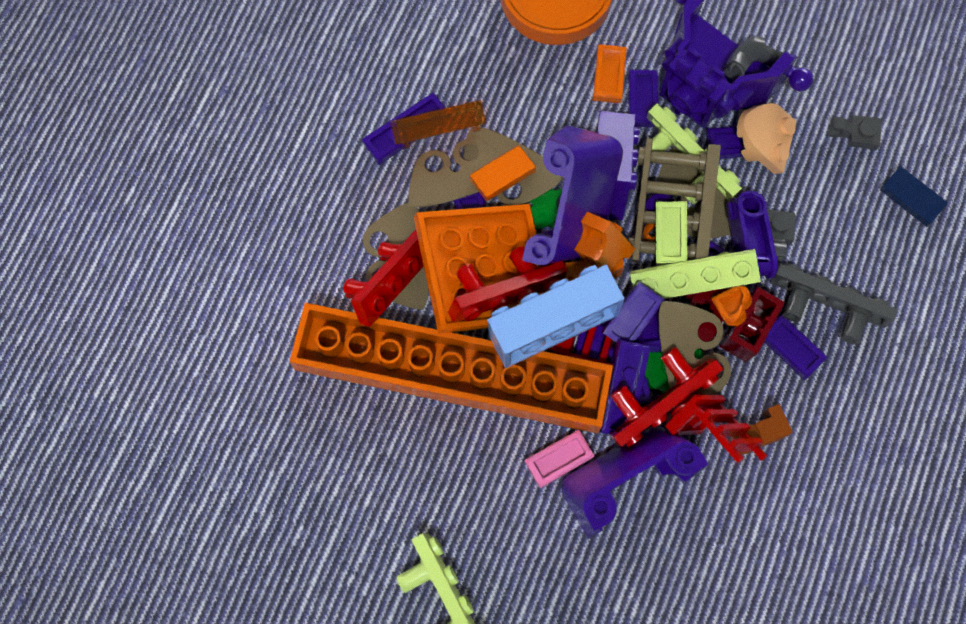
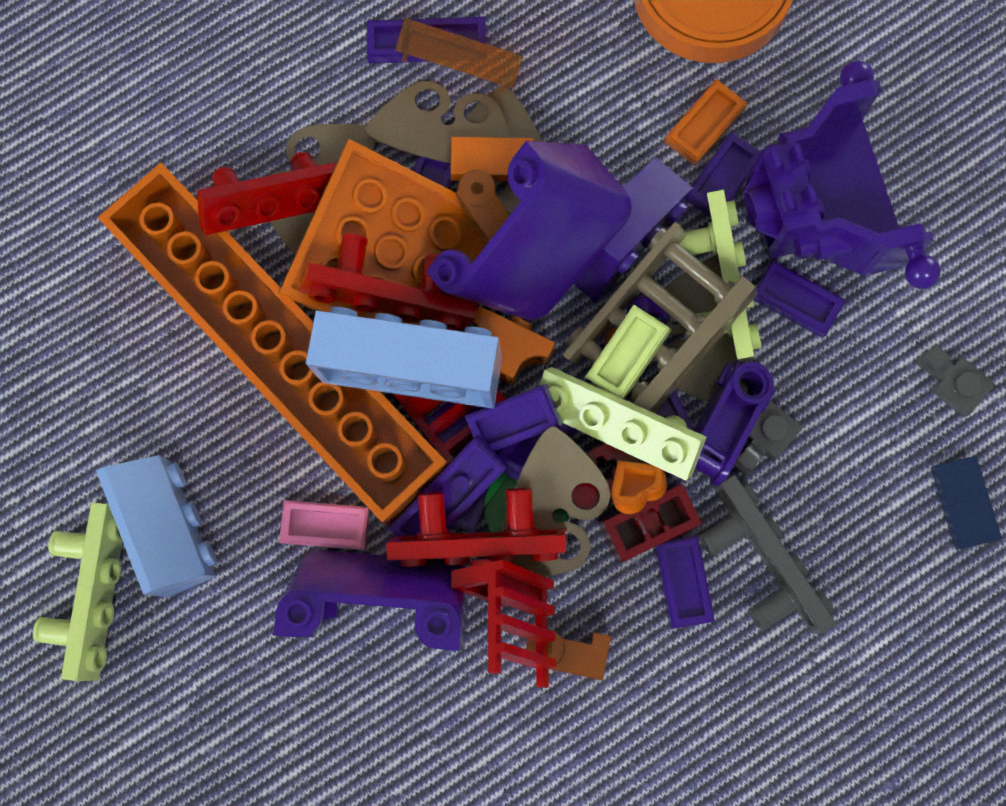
camera: 40 degrees right, 5 degrees up
(463, 523) = (158, 525): none -> light blue slope
(526, 205) = (480, 203): none -> dark orange leg
(602, 242) = (534, 313): orange brick -> none
(748, 52) = (882, 199): dark grey arm -> none
(766, 135) = (835, 313): light nougat slope -> none

